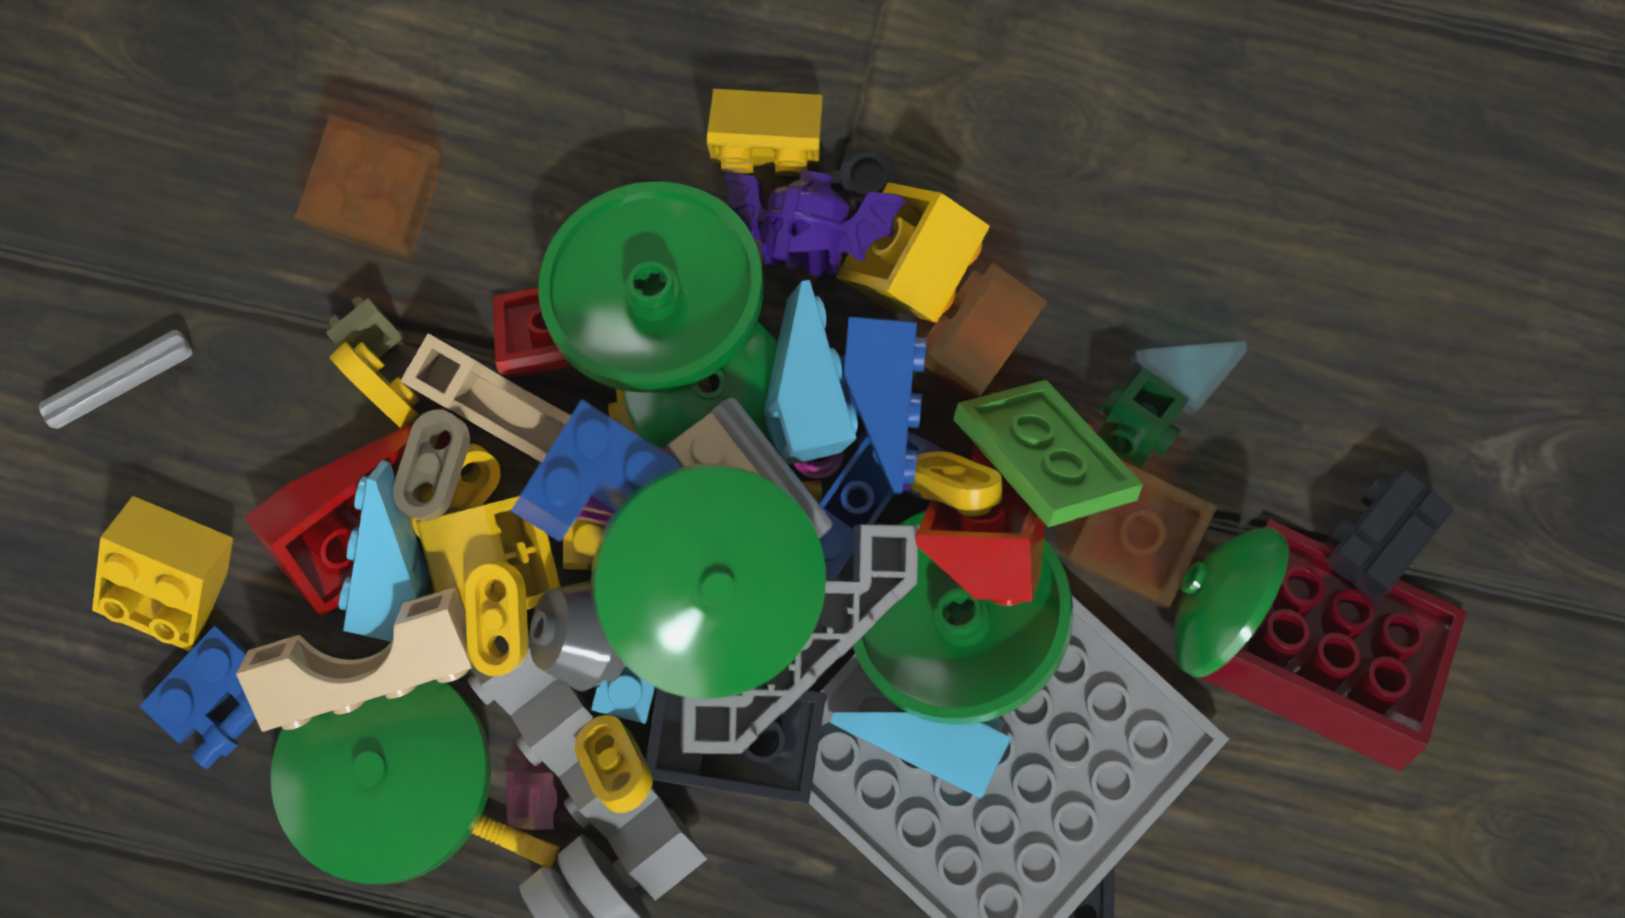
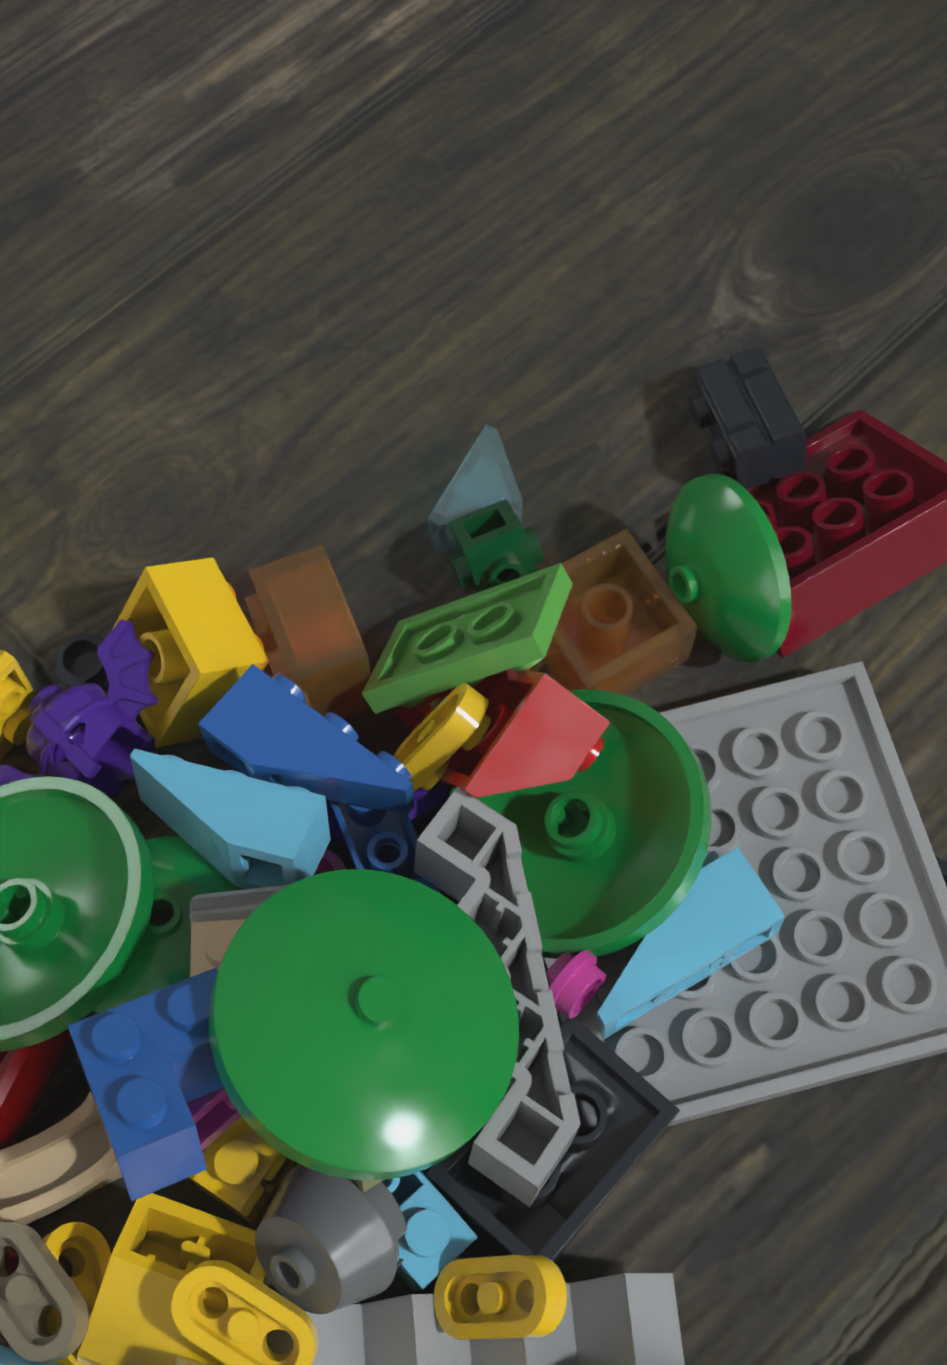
camera: 60 degrees left, 20 degrees down
(844, 683) = (574, 982): none -> dark pink plate

